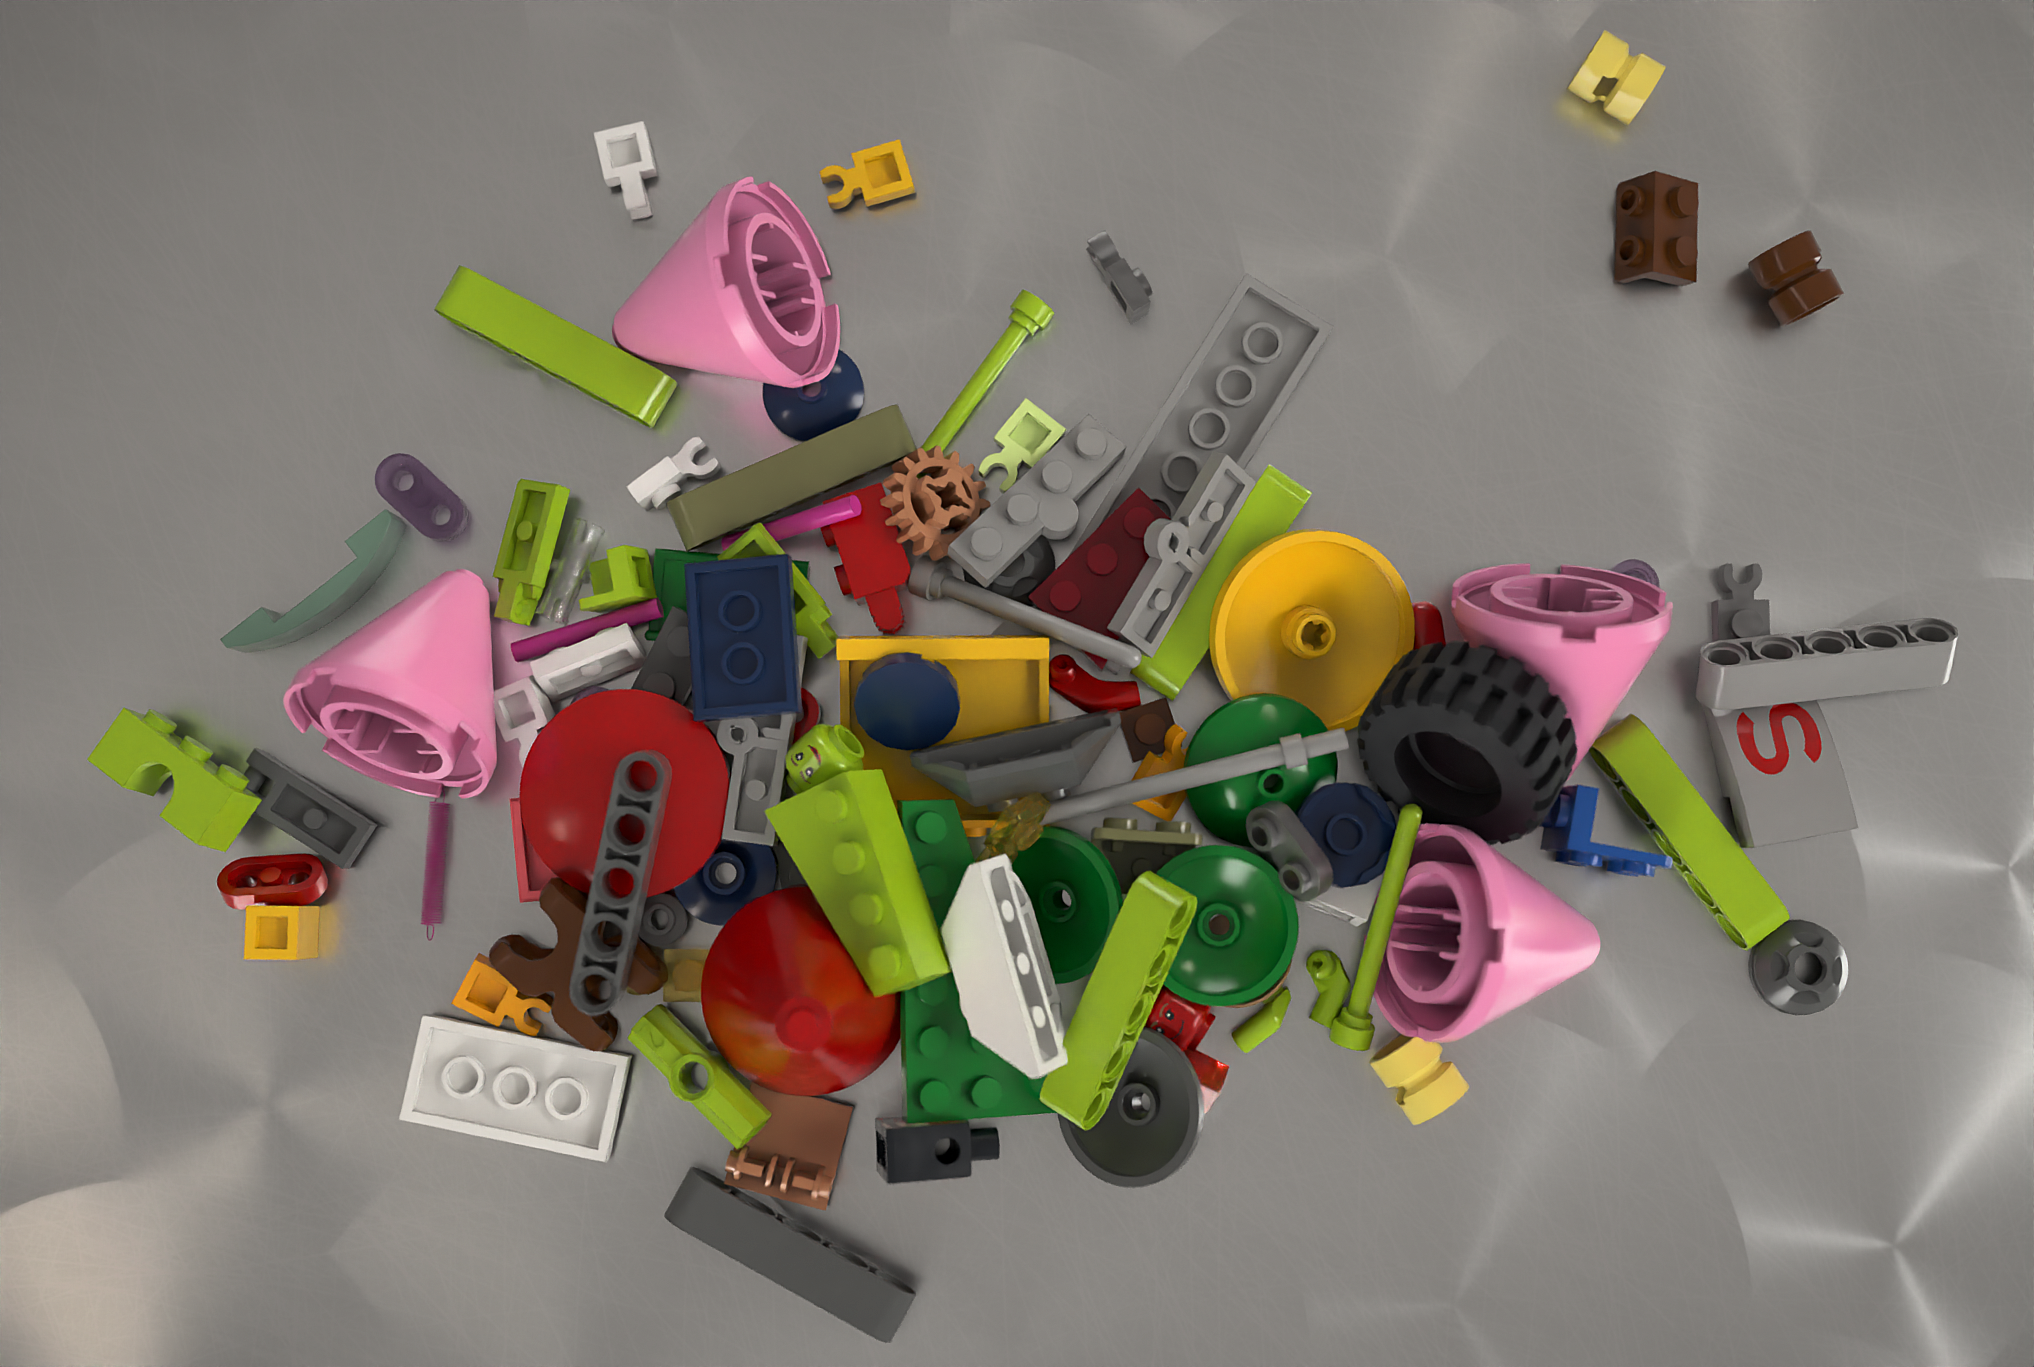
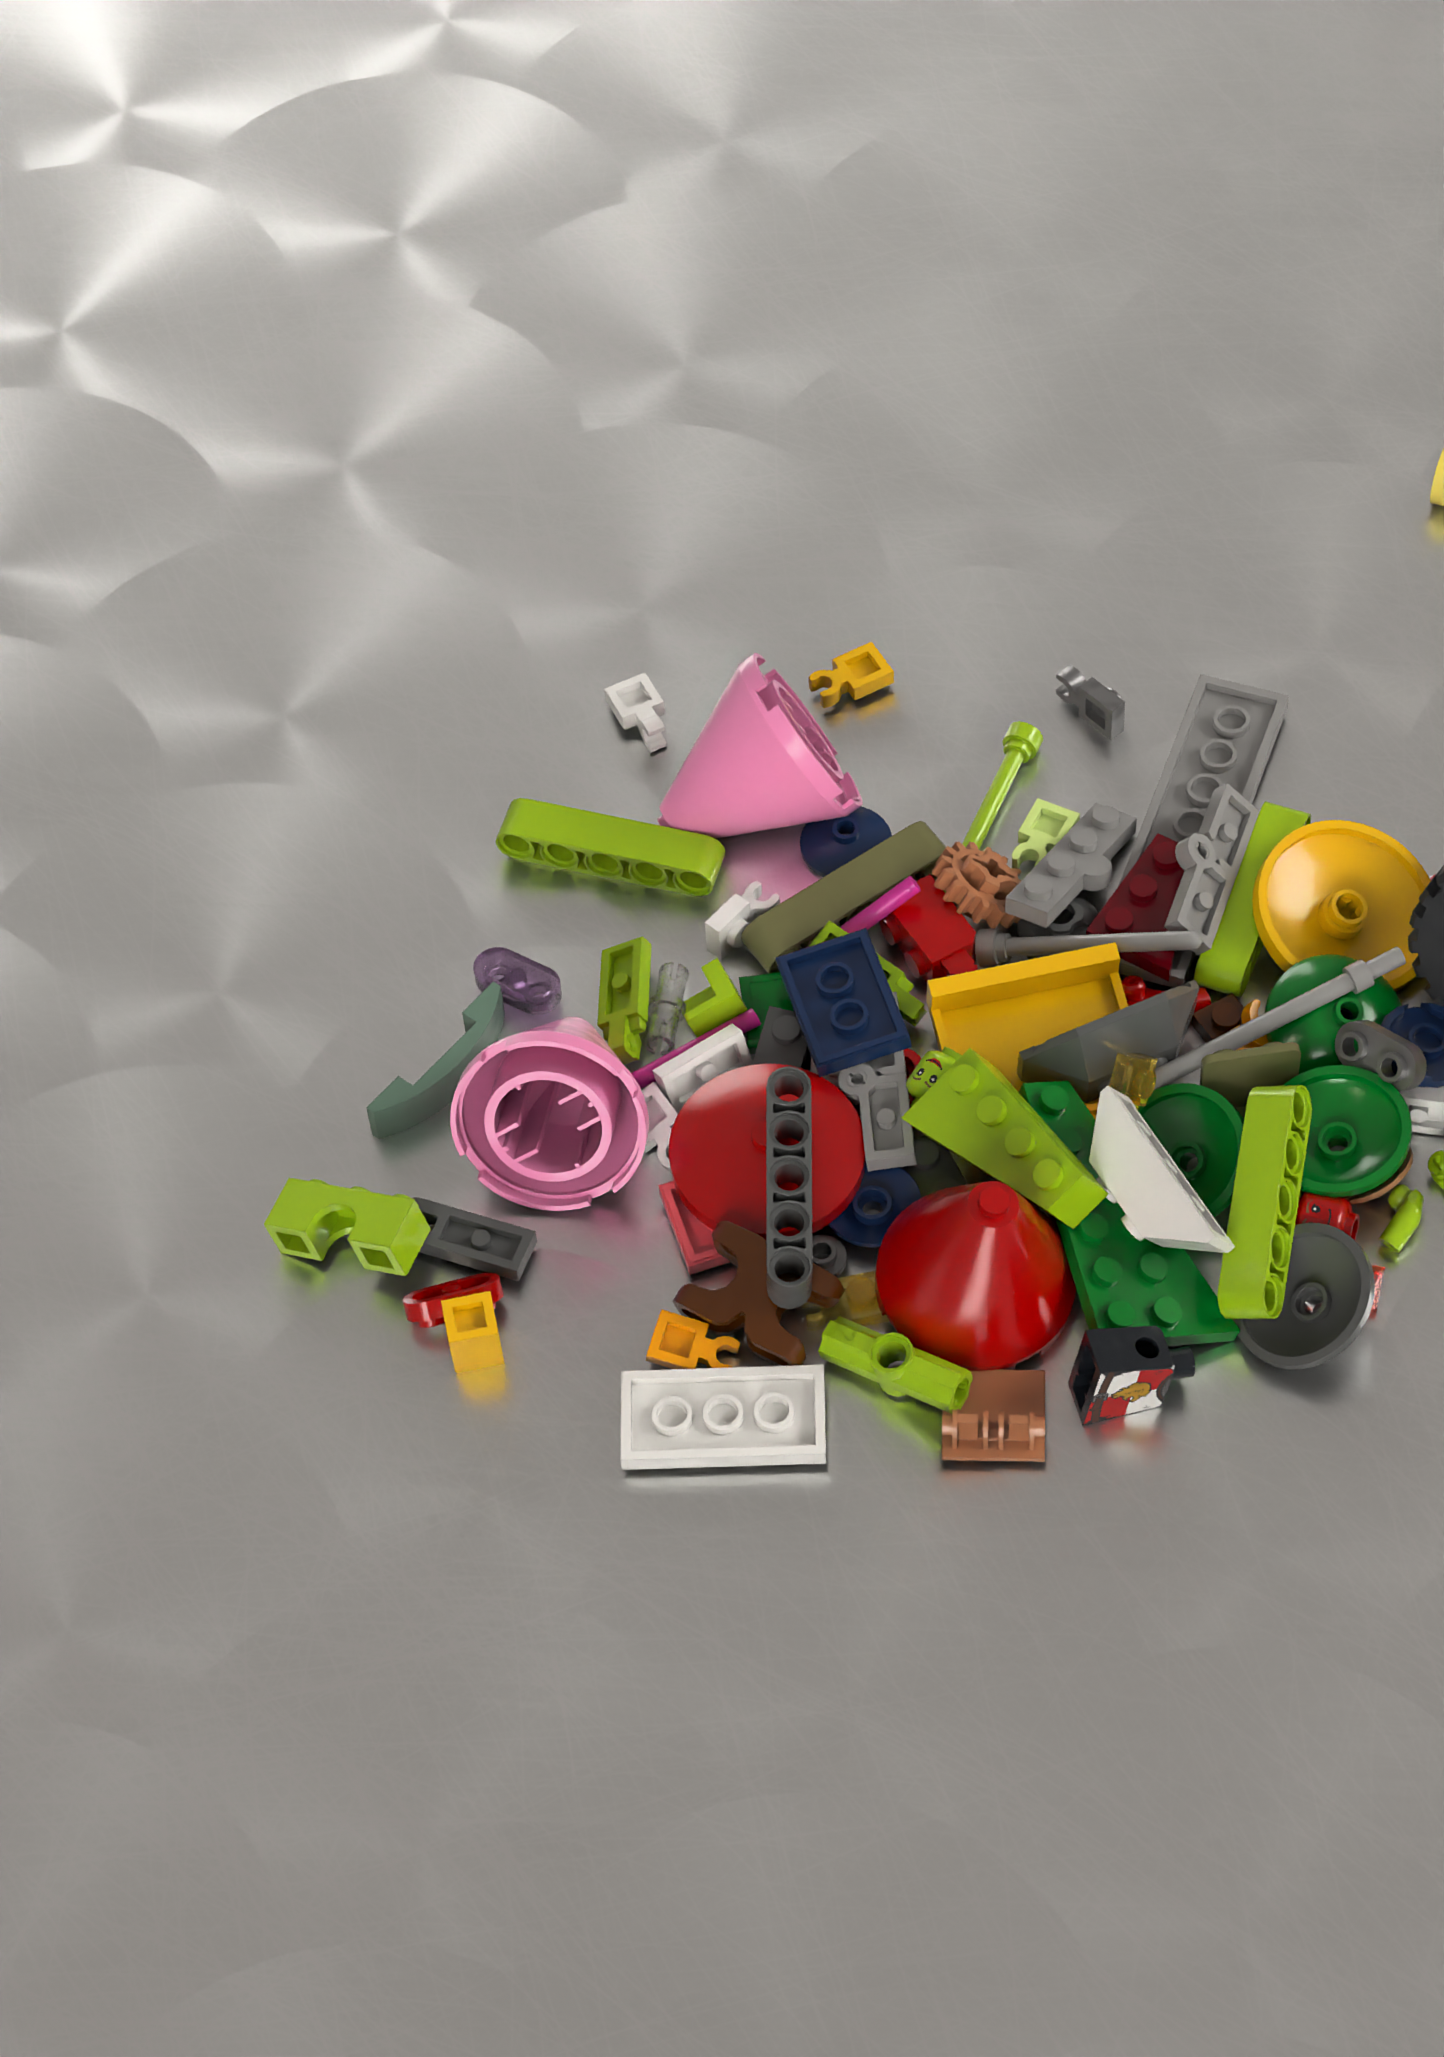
camera: 10 degrees left, 30 degrees down
(435, 864) = (595, 1265): dark pink piece -> none
(790, 1254) = (1023, 1497): dark grey beam -> none
(907, 701) = (1002, 1018): dark blue tile -> none

